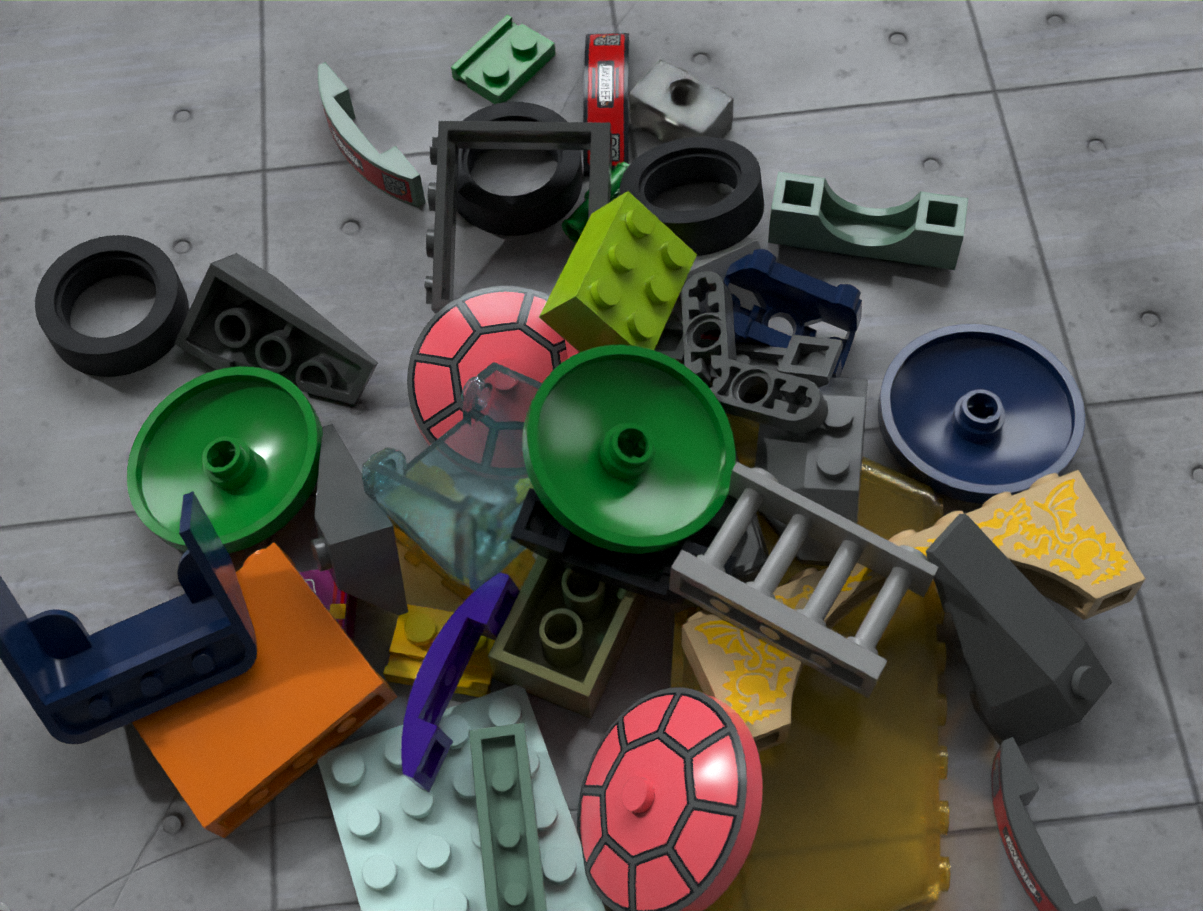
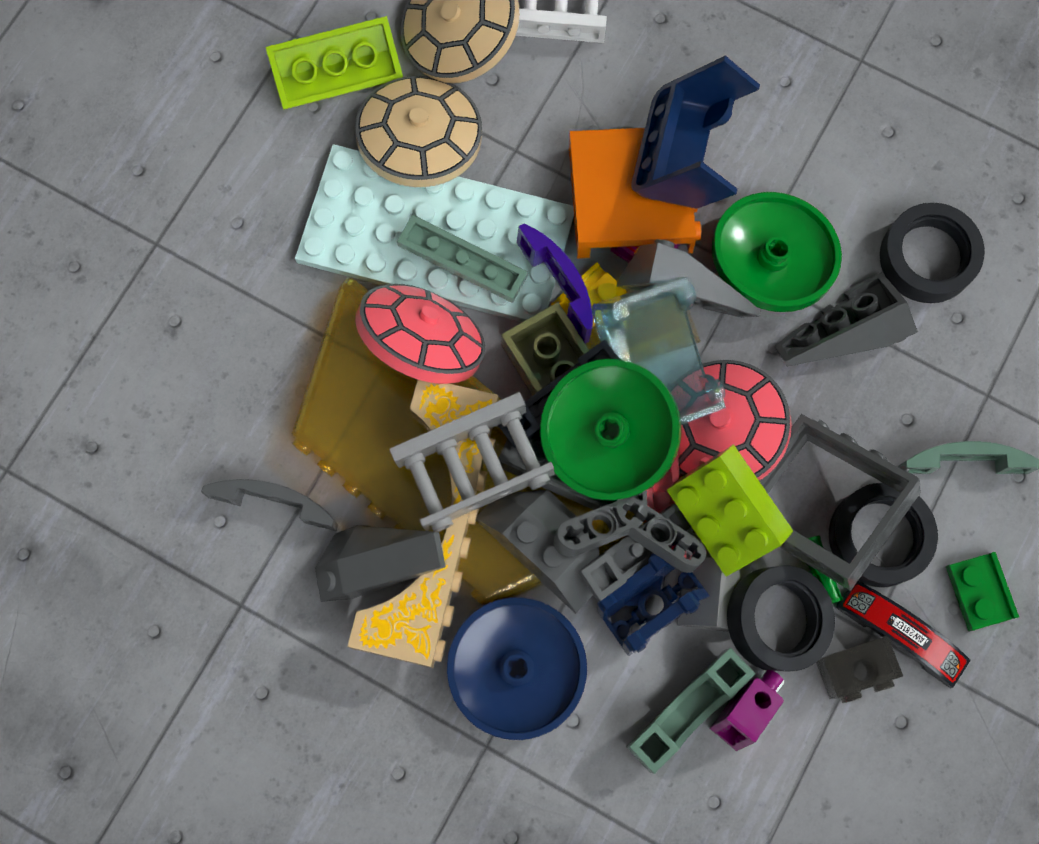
camera: 120 degrees right, 15 degrees up
(822, 152) = (749, 711): none -> magenta torso

